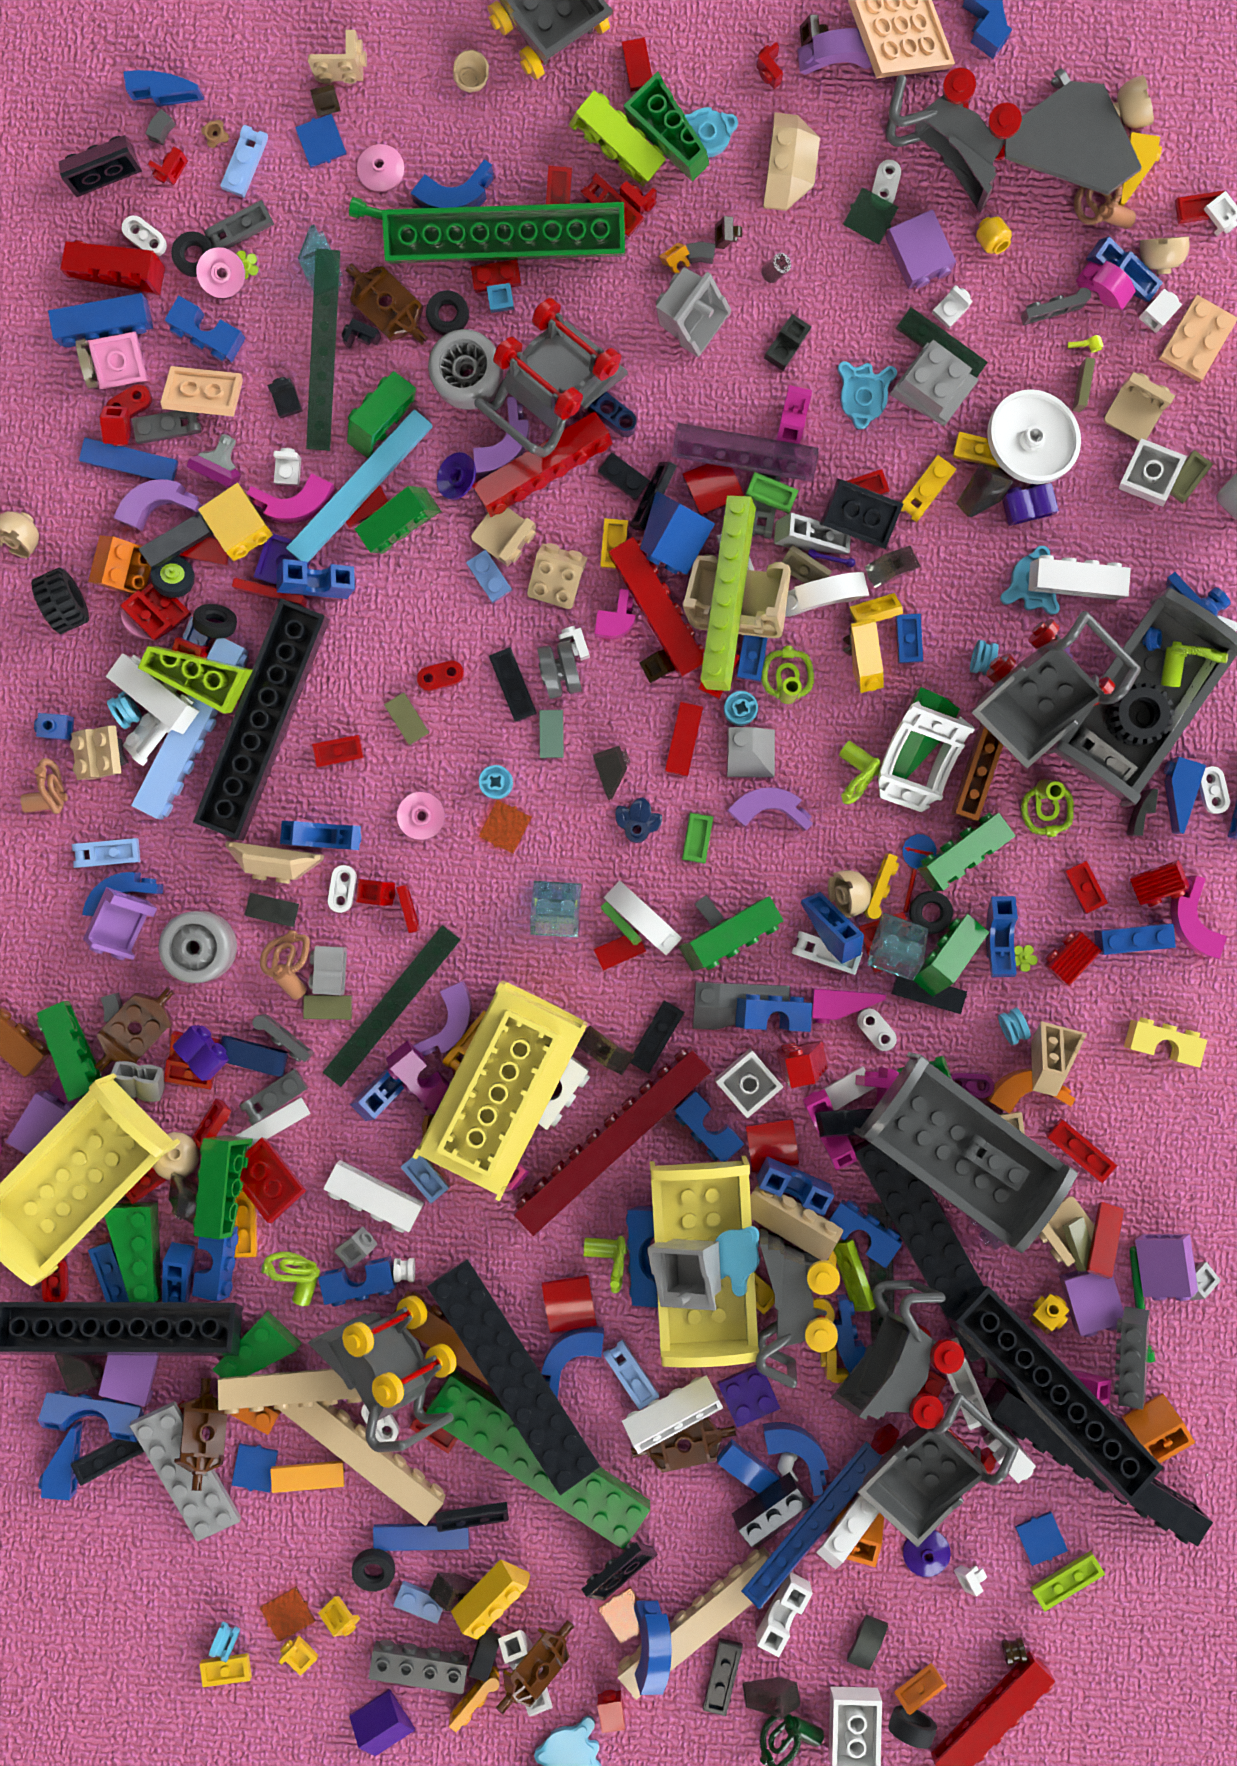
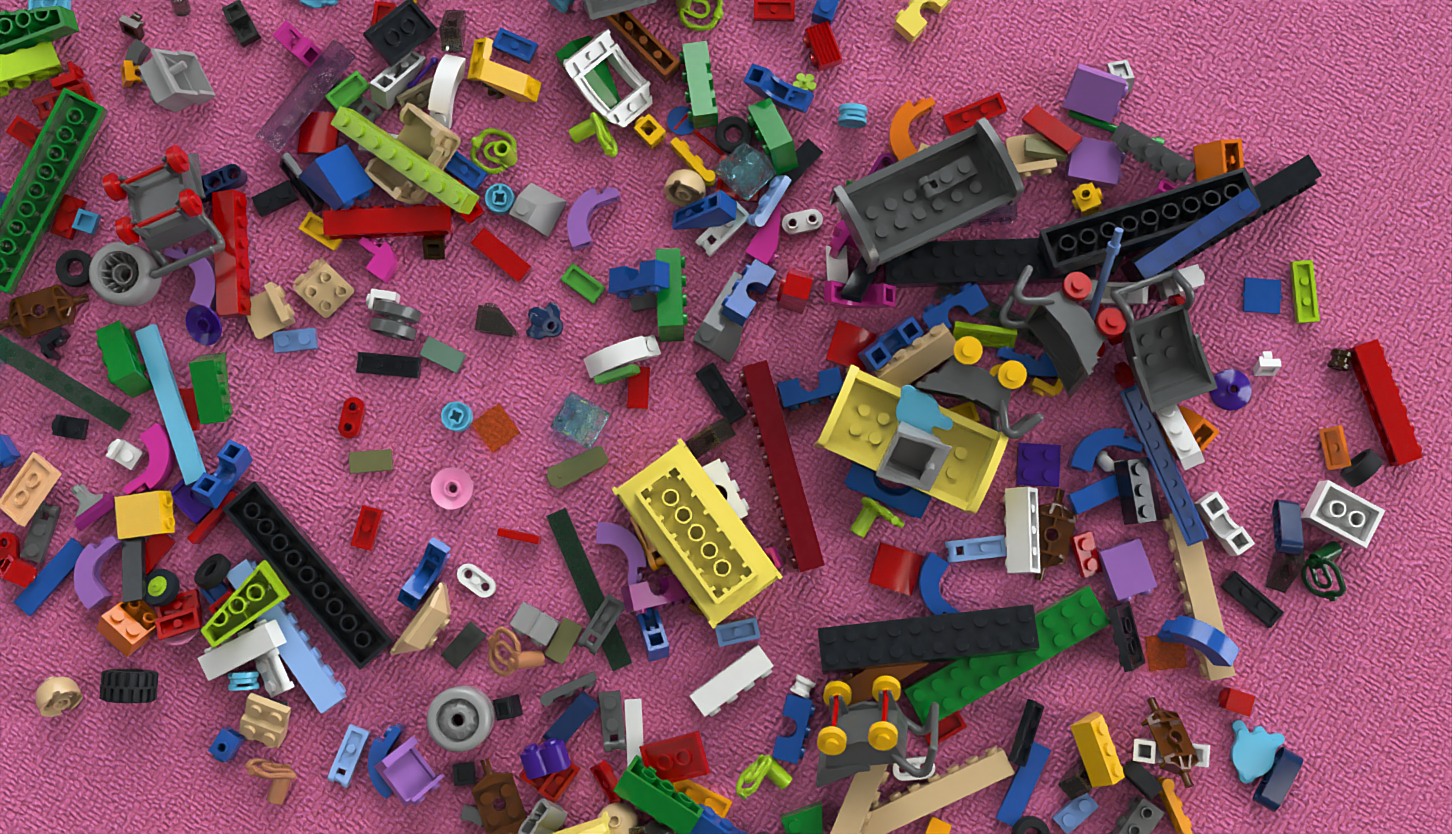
camera: 65 degrees left, 5 degrees down
(147, 976) = (464, 773): none -> black tile
(233, 985) = (508, 707): none -> black slope
(356, 1247) = (765, 716): light grey bracket -> none
(363, 1038) = (601, 623): none -> dark grey plate
(375, 892) = (493, 555): red bracket -> none
(507, 929) = (576, 467): none -> olive piece
(682, 1488) = (1086, 554): none -> plate
(687, 1537) = (1127, 570): none -> medium lavender brick
(736, 910) = (650, 278): none -> blue arch
(748, 1083) = (792, 339): white brick -> none
(812, 1681) = (1287, 527): none -> dark blue beam
(868, 1642) = (1278, 470): pearl dark grey slope -> none
(879, 987) = (769, 201): none -> light blue plate
(883, 832) = (646, 123): none -> yellow brick
(1005, 1374) = (1112, 249): none -> medium blue bar
(1053, 1056) = (889, 96): tan wedge -> none
(1065, 1454) = (1197, 234): none -> blue arch

